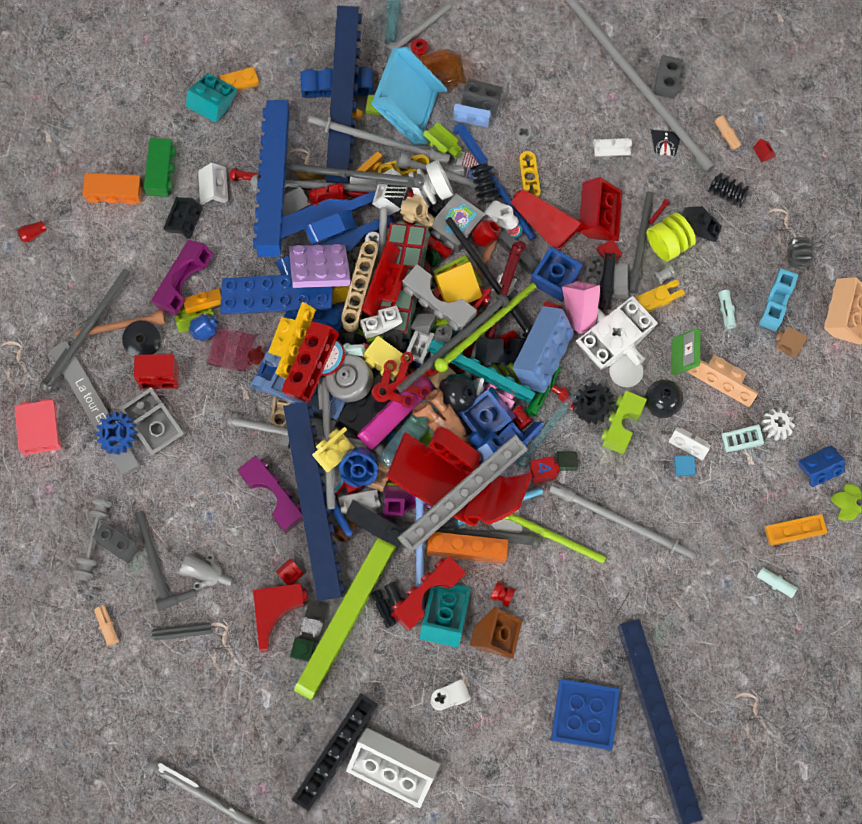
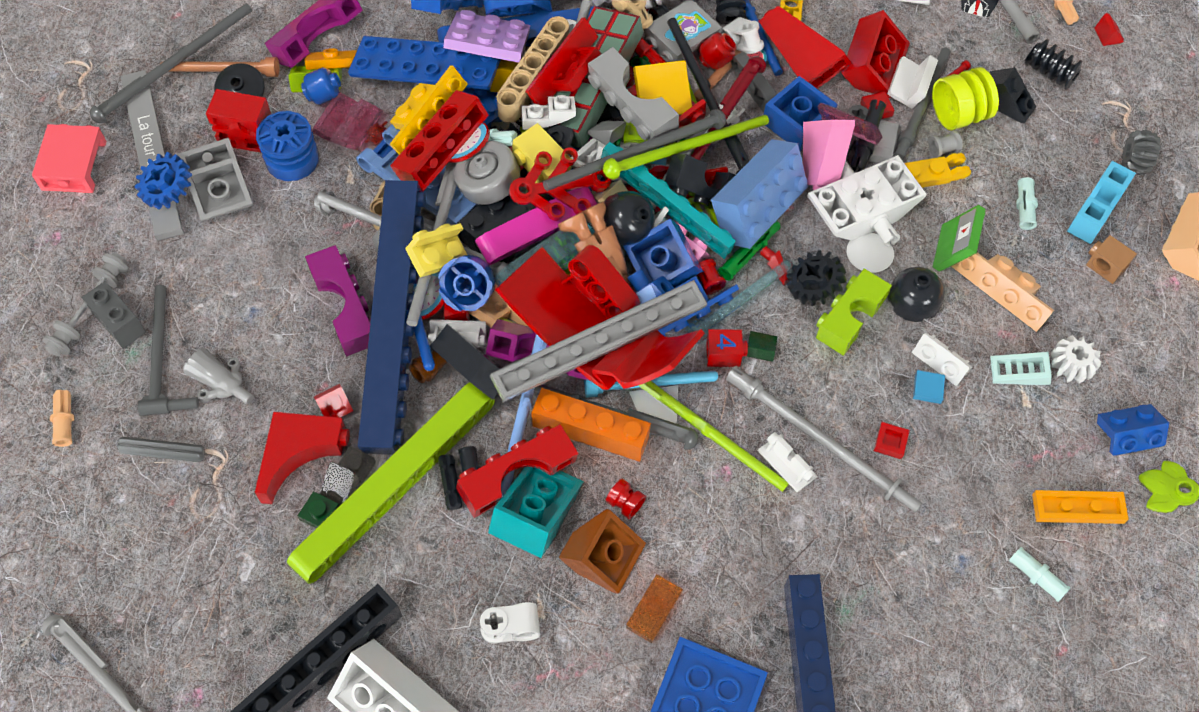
camera: 15 degrees right, 10 degrees down
(200, 392) = (287, 145): none -> blue wheel
(538, 663) = (654, 608): none -> clear orange plate
(588, 277) = (862, 128): none -> clear pink slope
(602, 543) = (786, 462): none -> white hinge
(630, 226) = (912, 80): none -> white panel
(667, 511) = (891, 440): none -> red plate

